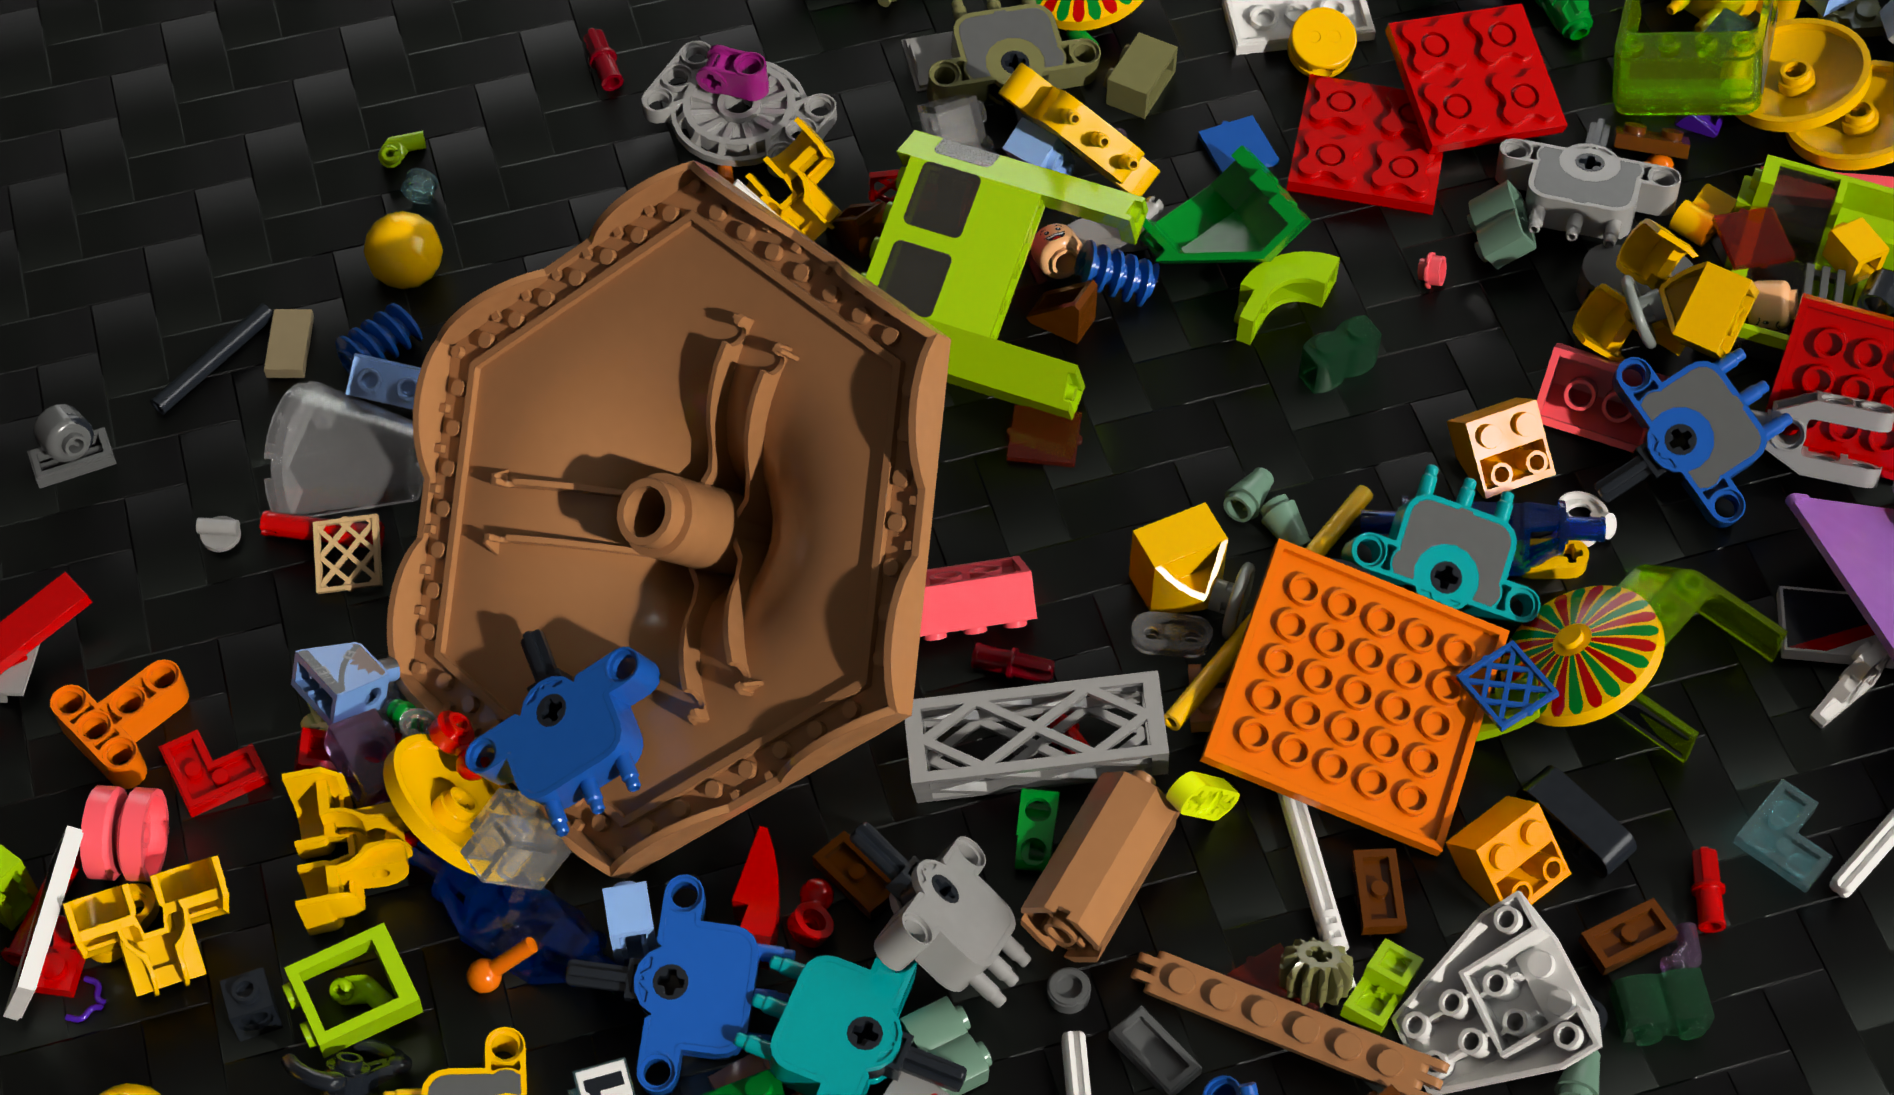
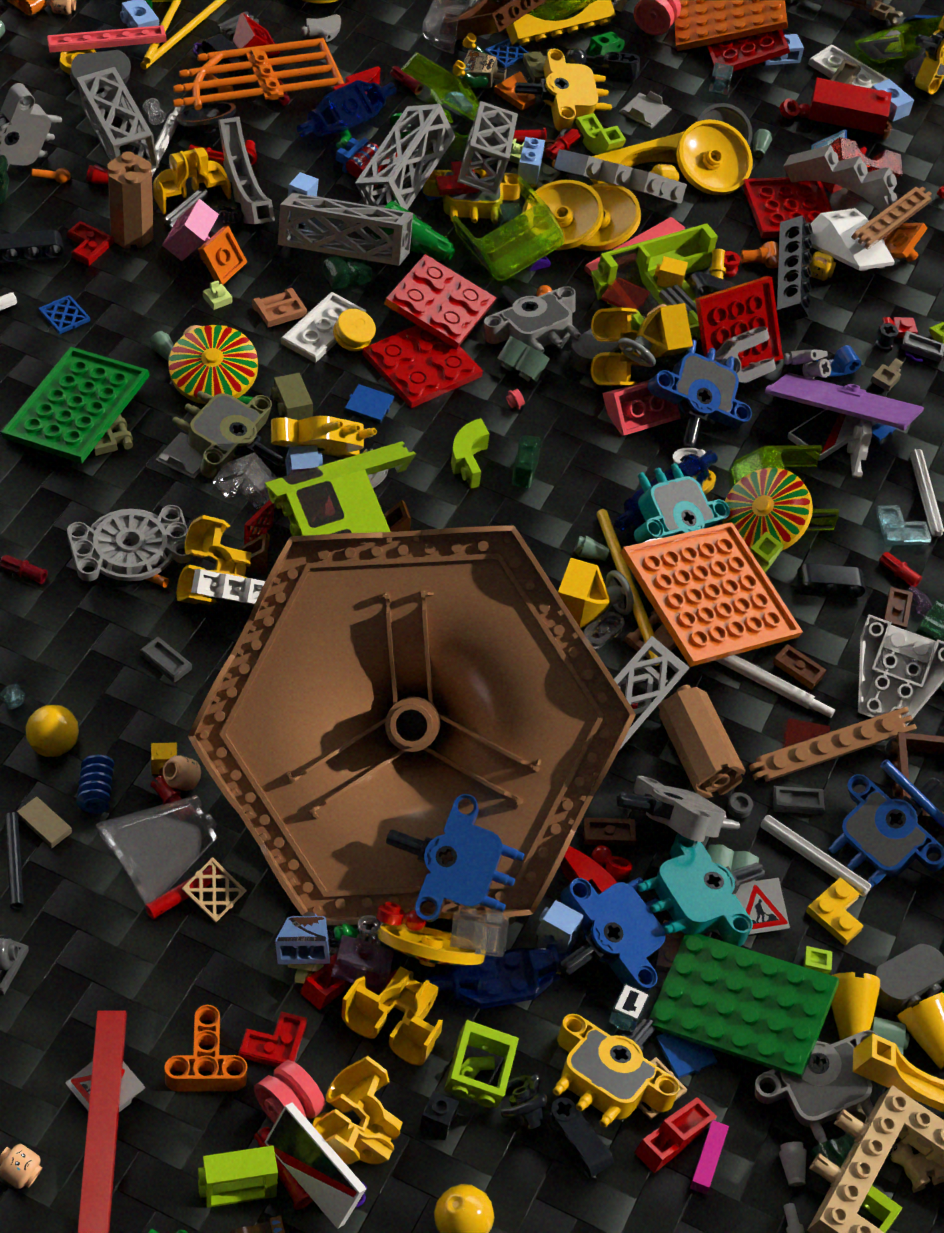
camera: 55 degrees left, 5 degrees down
(218, 533) = (134, 934): light grey plate -> none
(382, 380) = (134, 794): light blue brick -> none
(486, 974) = (514, 1010): orange bar -> none
(737, 73) = (117, 524): magenta piece -> none
(1036, 829) = (654, 752): green leg -> none
(1117, 271) = (405, 489): blue piece -> none
(1202, 796) = (707, 679): neon yellow beam -> none
(1232, 220) = (424, 427): green panel -> none
(1248, 495) = (561, 548): sand green cone -> none
(1316, 972) = (822, 714): olive gear -> none
(1382, 987) = (841, 698): lime slope -> none
(1502, 446) = (630, 451): light orange slope -> none
(1509, 852) = (826, 612): light orange slope -> none
(1527, 708) = (776, 531): blue window -> none
(1637, 138) = (539, 280): reddish brown plate -> none
(1695, 218) = (586, 301): yellow panel -> none

